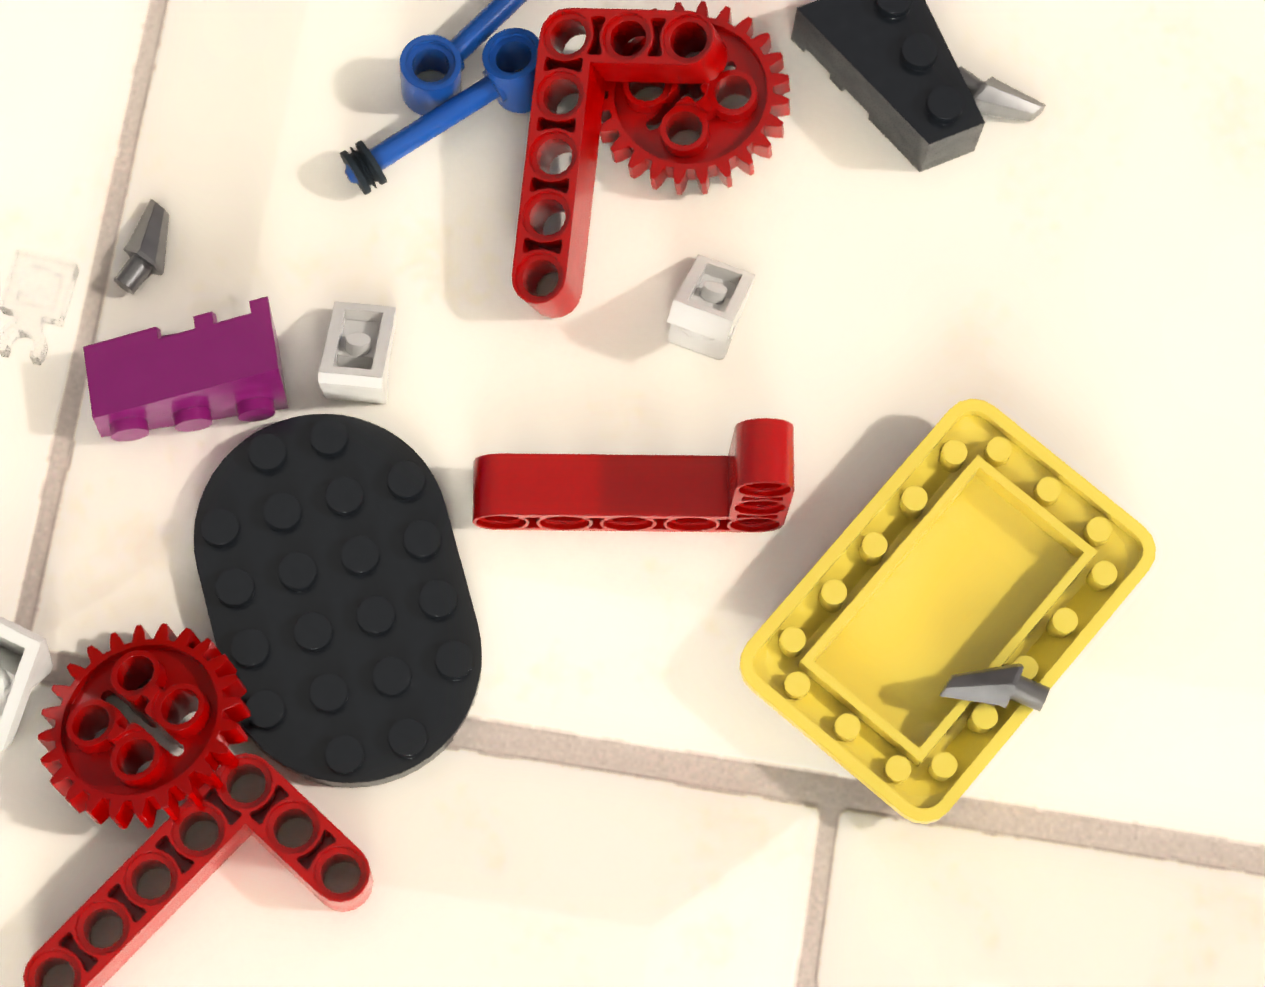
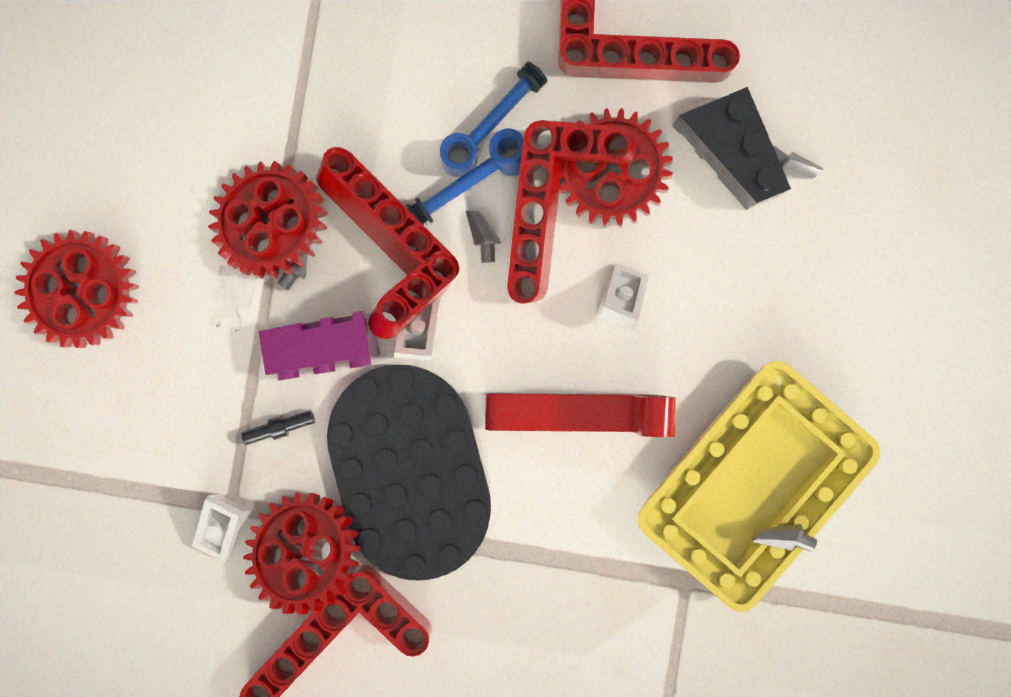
camera: 10 degrees right, 15 degrees up
(104, 175) = (251, 196): none -> red gear
(107, 520) = (278, 427): none -> black bar
(368, 239) = (391, 239): none -> red beam
(471, 209) = (483, 236): none -> flat silver bar

